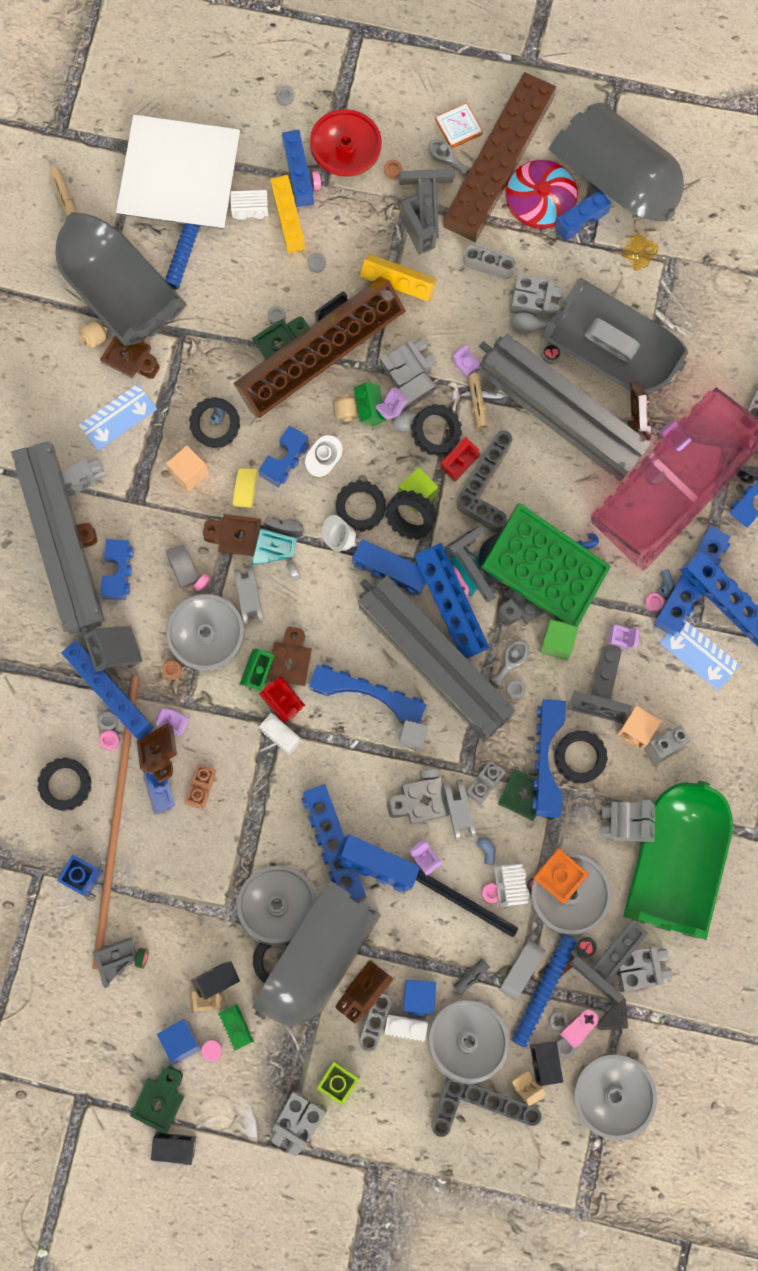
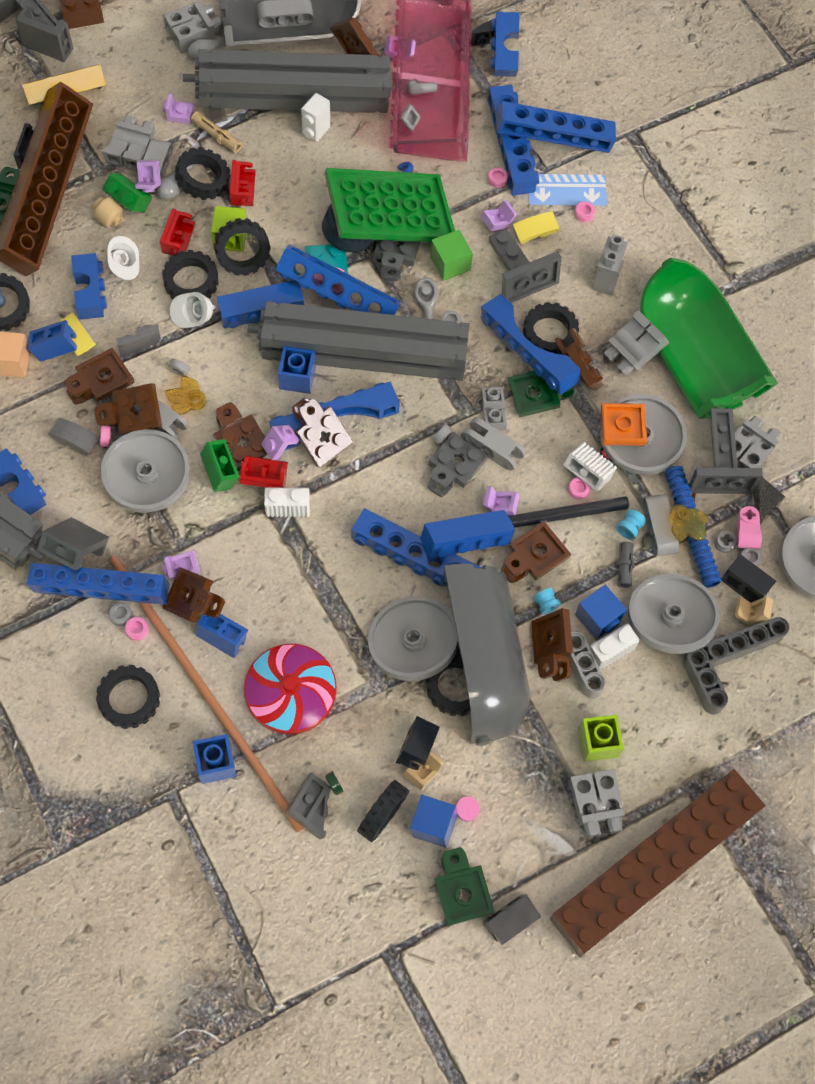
camera: 45 degrees left, 10 degrees down
(151, 1007) = (383, 811): none -> black tyre
(171, 868) = (290, 689): none -> dish
(172, 670) = (141, 527): nougat tile -> none
(200, 787) = (255, 601): nougat slope -> none
(223, 481) = (52, 341): none -> blue hinge
(224, 574) = (121, 412): none -> reddish brown plate
(235, 1027) = (471, 769): green brick -> none
(273, 547) = (143, 361): wing -> none
(279, 594) = (183, 396): none -> clear yellow plate
(299, 1198) = (656, 863): none -> reddish brown brick
(310, 685) = (278, 439): none -> lavender bracket
(345, 693) = (313, 422): none -> plate
(370, 640) = (297, 370): none -> blue head
(380, 463) = (177, 233): none -> red hinge
(391, 956) = (547, 601): none -> medium azure wheel
(405, 915) = (526, 560): none -> reddish brown plate
(412, 734) = (402, 412): light grey brick -> none
(466, 560) = (325, 250): dark grey piece -> none
(482, 481) = (291, 208): dark grey beam -> none
(489, 849) = (547, 456): sand blue arm -> none
(498, 259) = (130, 25): light grey beam -> none
(501, 951) = (631, 524): none -> medium azure wheel
(539, 990) = (690, 524): none -> clear yellow plate
(556, 448) = (315, 117): none -> white brick
(575, 802) = (581, 359): none -> reddish brown plate
(586, 947) = (689, 466): tile -> none
(626, 504) = (410, 117): none -> light grey slope
(639, 728) = (576, 271): light nougat head -> none
(645, 667) = (536, 226): none -> light yellow slope
(659, 486) = (418, 88): none -> light grey arm
(668, 584) = (495, 156): sand blue arm -> none
(695, 683) = (584, 211): none -> bright pink tile

